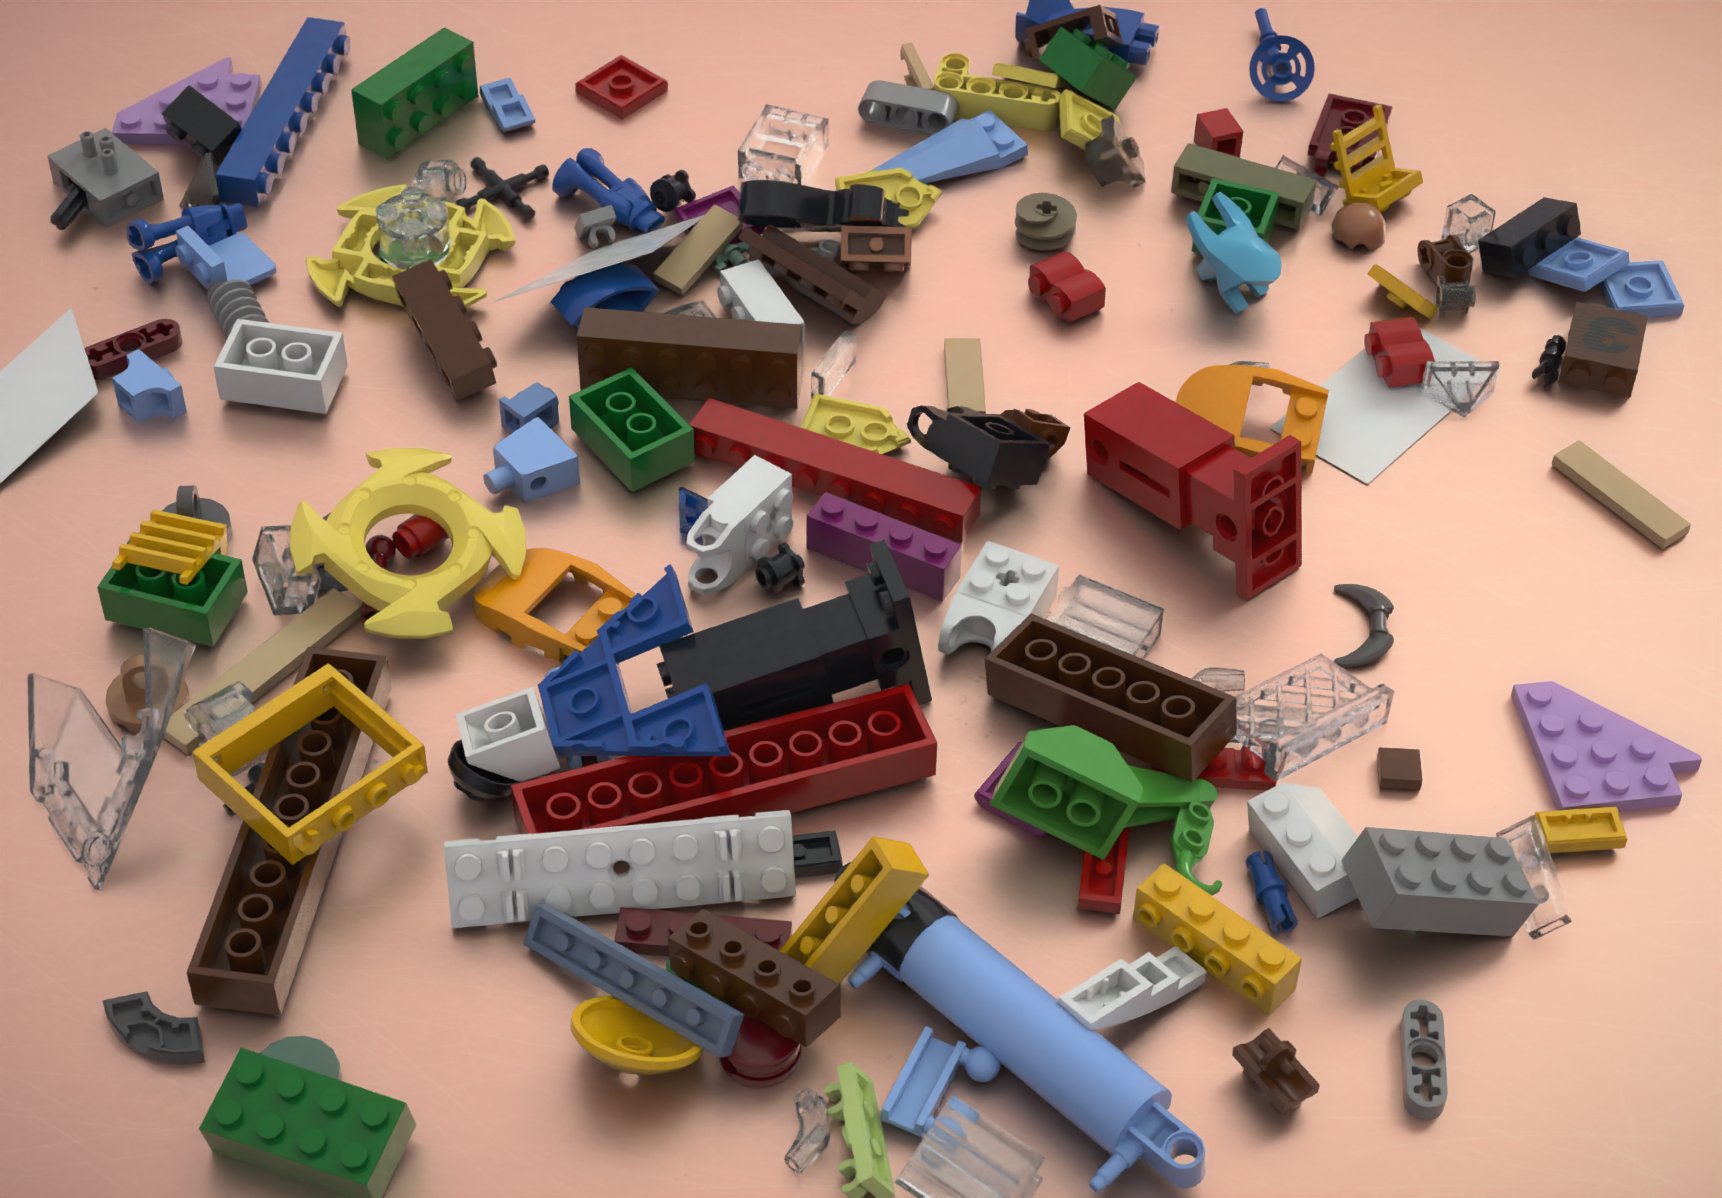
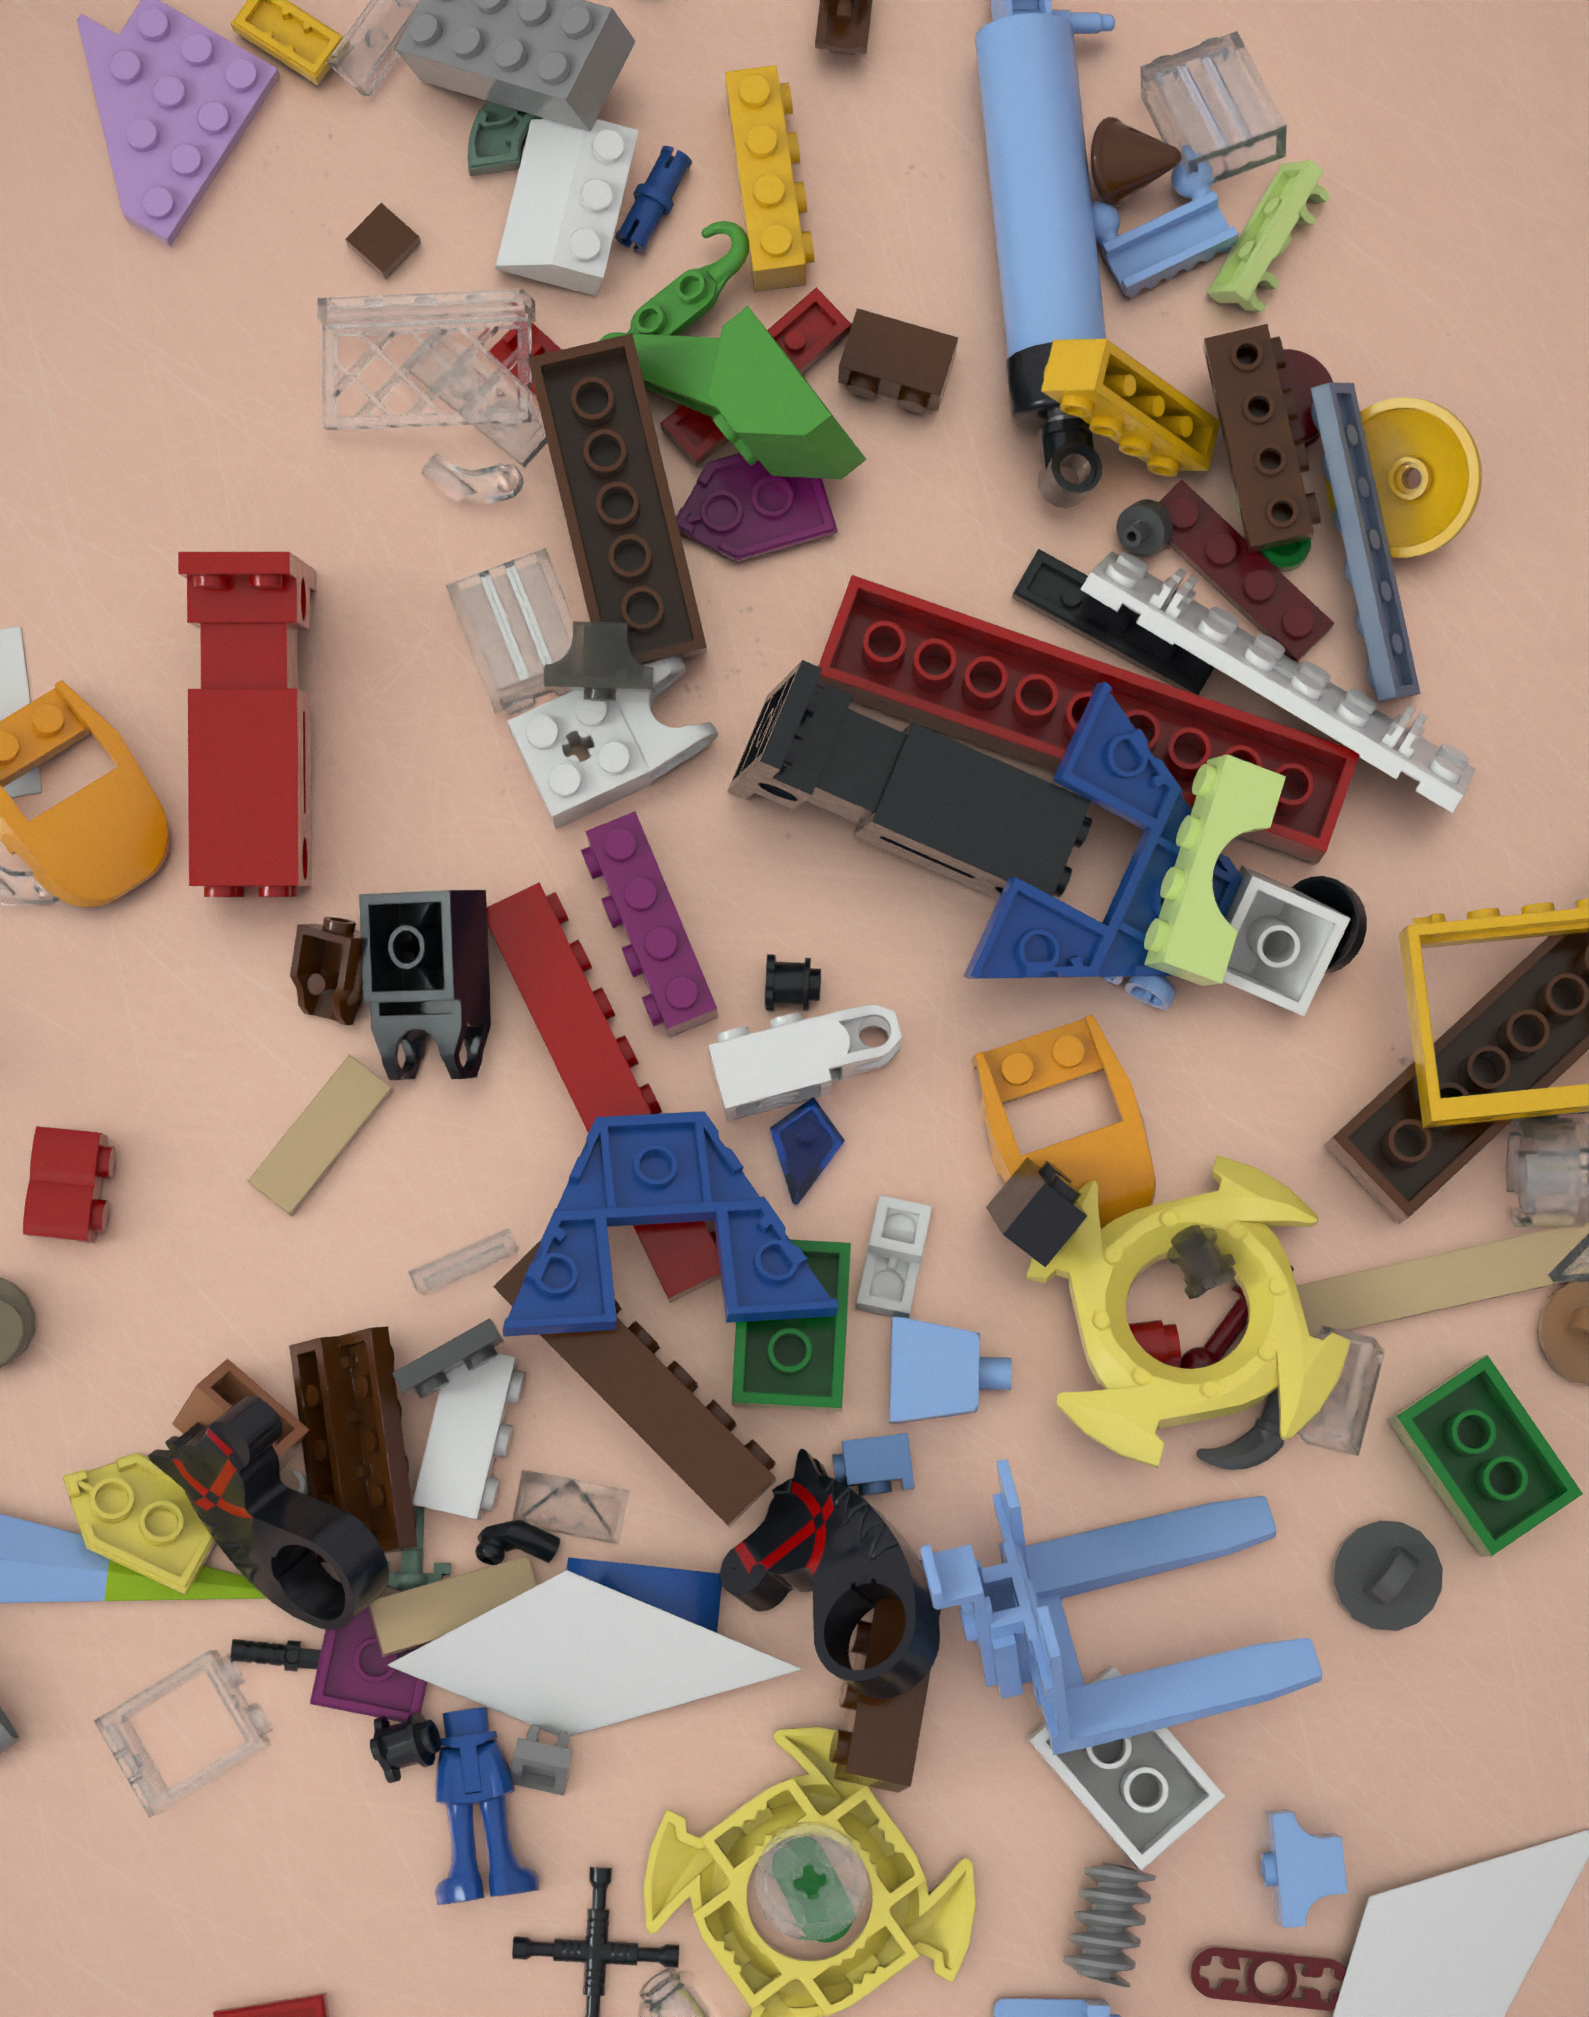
camera: 140 degrees left, 35 degrees up
(173, 544) = (1446, 1522): yellow plate -> none
(397, 394) = (1025, 1636): none -> light blue piece
(418, 551) = (1200, 1260): none -> clear smoke brick
(496, 335) = (850, 1557): none -> black animal
(535, 520) = (1038, 1210): none -> black brick
(586, 745) = (1191, 933): none -> yellowish green arch
(602, 500) = (893, 1257): none -> white slope
(701, 288) = (515, 1535): none -> black arm
(762, 421) = (659, 1174): none -> blue wing
(785, 908) = (1144, 527): none -> dark grey tile
(799, 299) = (470, 1348): none -> dark grey plate
(813, 1130) = (1304, 278): clear arm -> none
(854, 423) = (518, 1152): light yellow tile -> none
(1004, 1094) = (1127, 160): none -> reddish brown hat
(1030, 899) = (897, 361): none -> reddish brown brick
(1031, 600) = (600, 664): none -> clear smoke brick
(1132, 989) = (907, 169): white slope -> none
(1379, 638) = (239, 403): dark grey piece -> none

